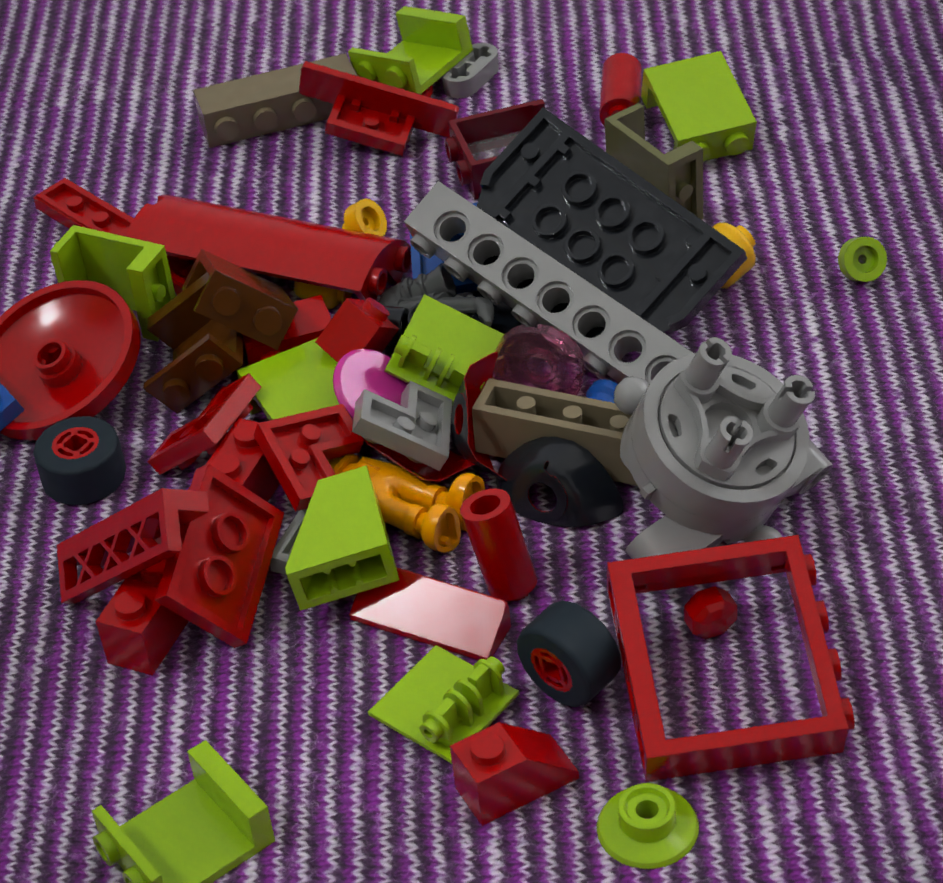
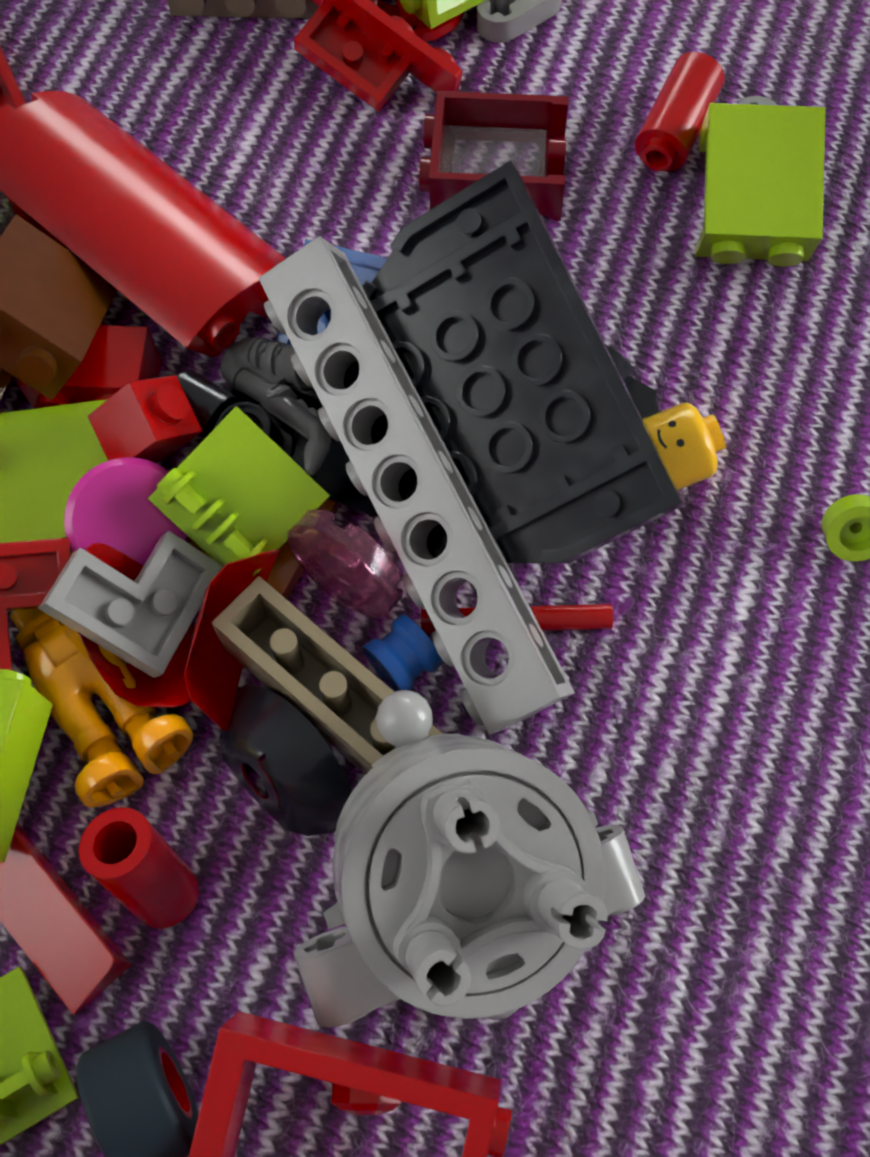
camera: 20 degrees right, 25 degrees up
(365, 217) = (273, 212): yellow tile -> none
(674, 173) = (655, 313): olive panel -> none

